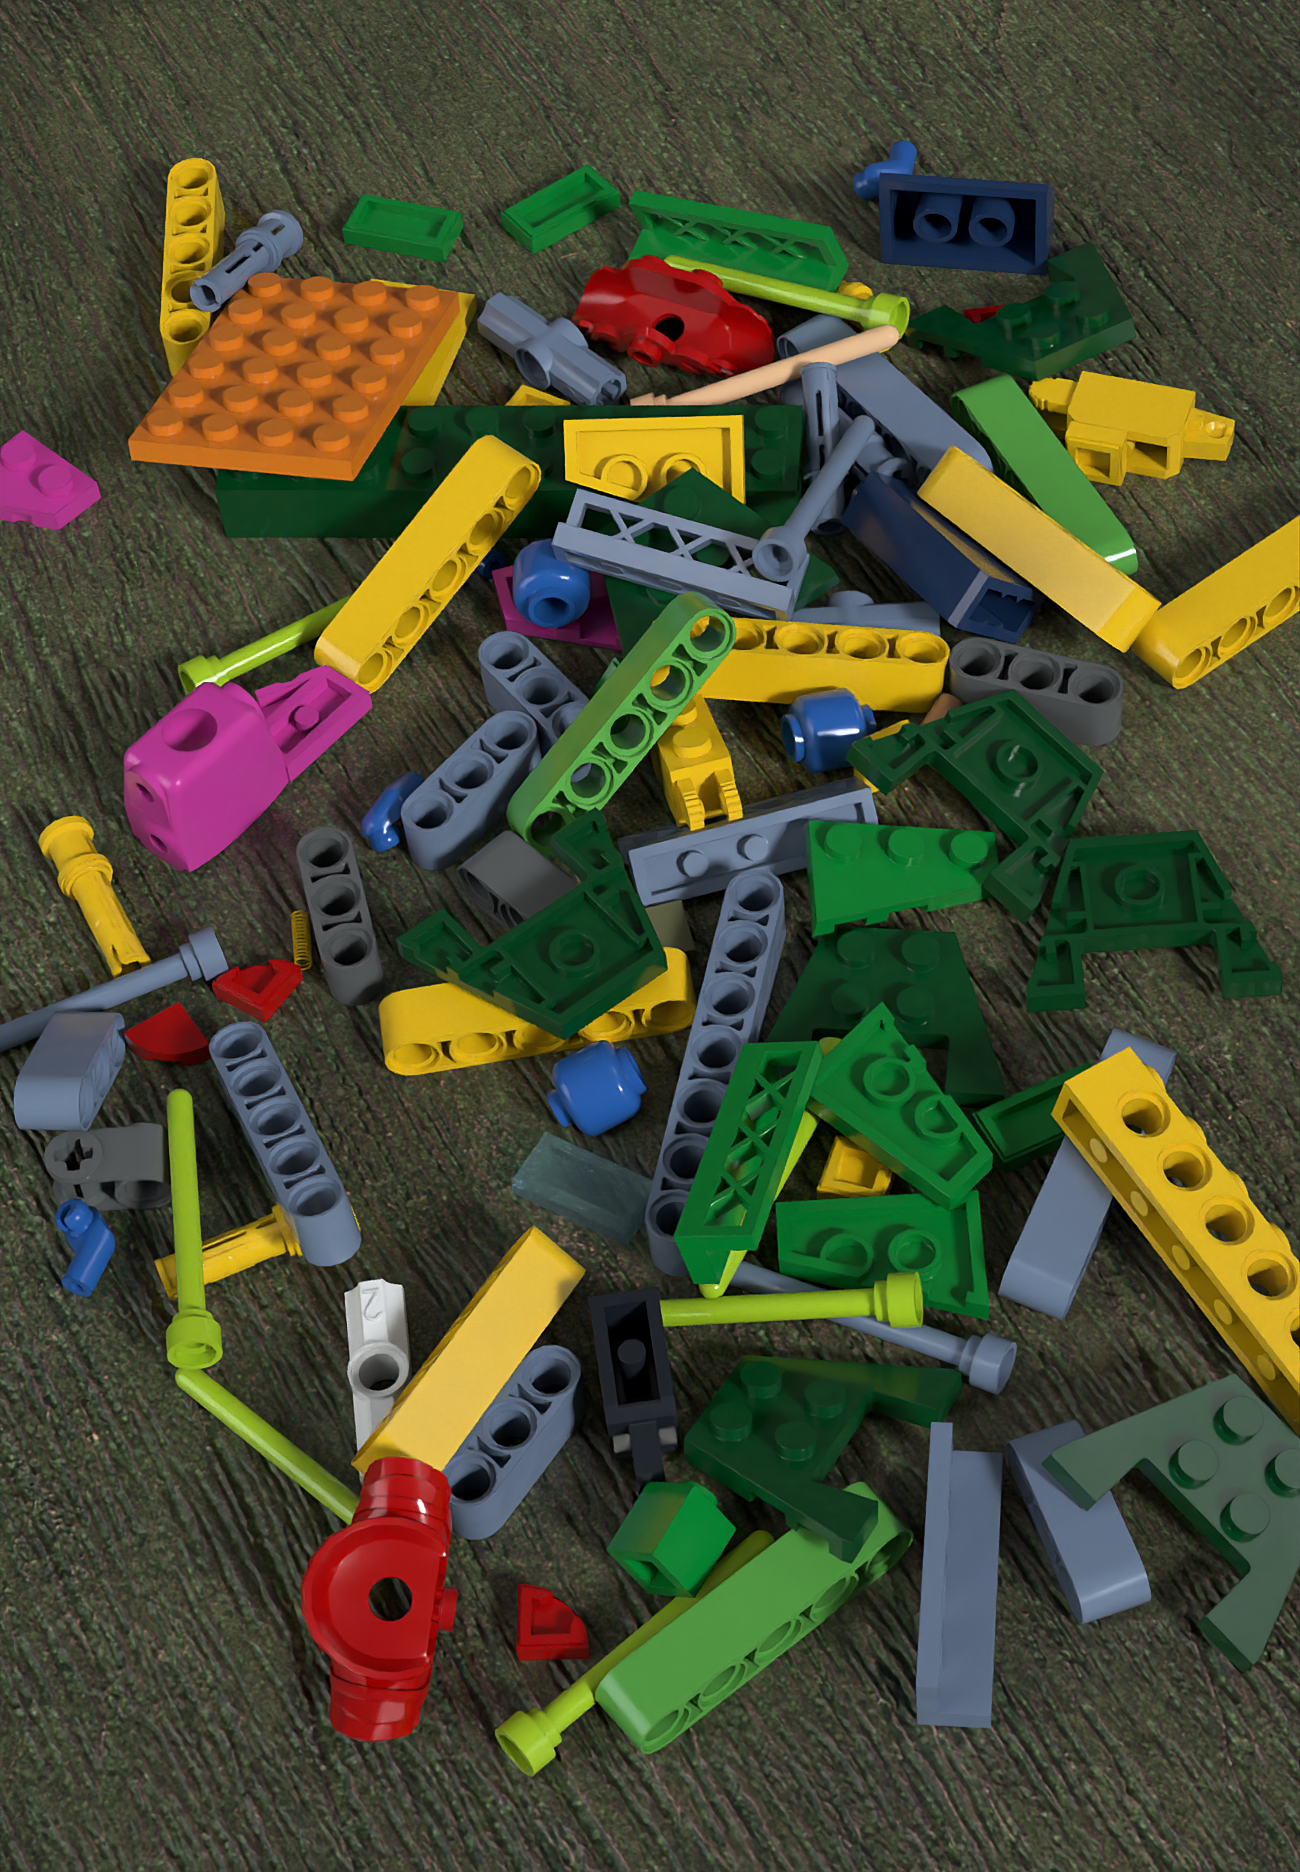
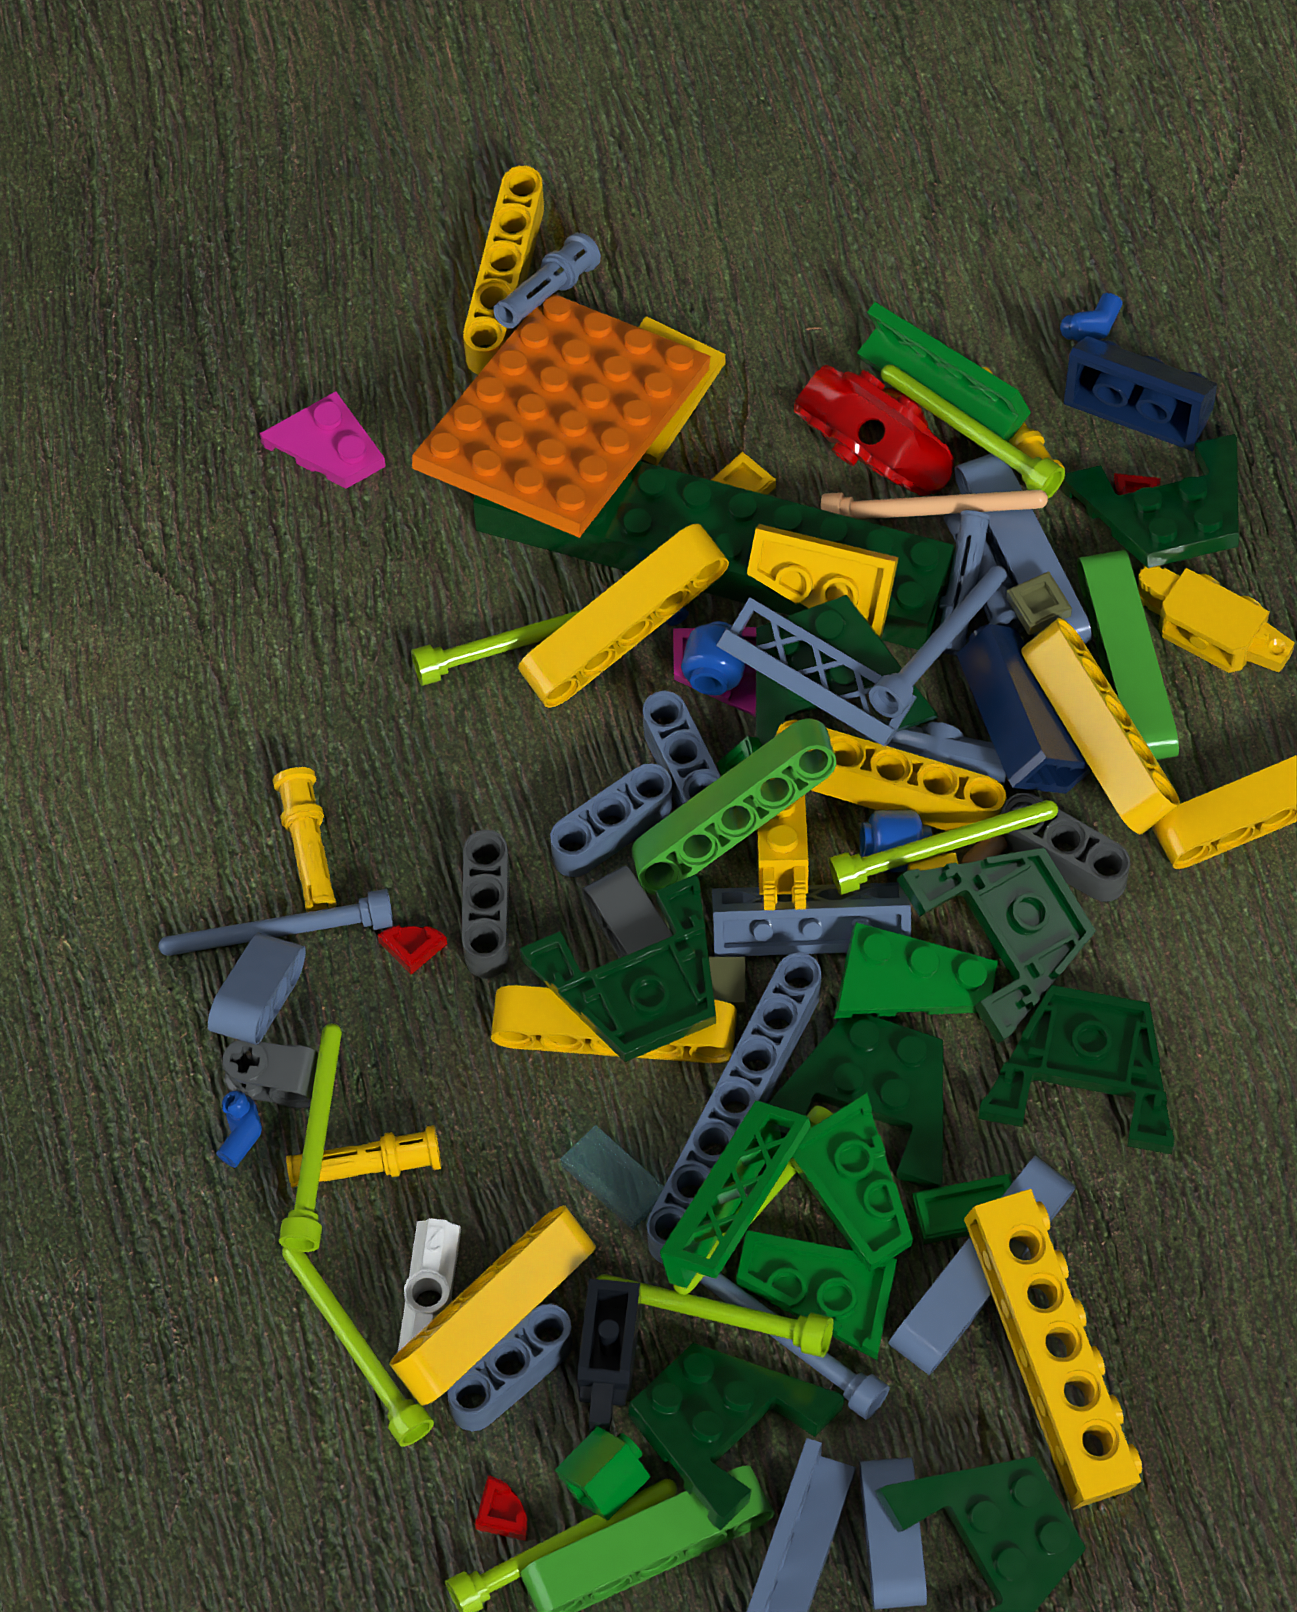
camera: 10 degrees right, 10 degrees up
(169, 1037) = (336, 971): red tile -> none
(202, 775) = (407, 760): dark pink piece -> none
(285, 1144) = (400, 1092): sand blue beam -> none
(307, 939) = (456, 914): yellow leg -> none
(311, 714) = (489, 719): dark pink wing -> none
(379, 1665) = (373, 1513): red piece -> none
(380, 819) = (541, 822): blue arm -> none
(403, 227) = (684, 268): green tile -> none
(550, 352) = (772, 429): sand blue piece -> none
(560, 209) = (817, 283): green tile -> none
(597, 1088) = (641, 1101): blue head -> none
(785, 766) = (853, 870): none -> lime piece
(853, 1173) = (809, 1221): yellow tile -> none
(920, 441) = (1038, 602): none -> olive tile
(1098, 451) = (1177, 641): yellow tile -> none

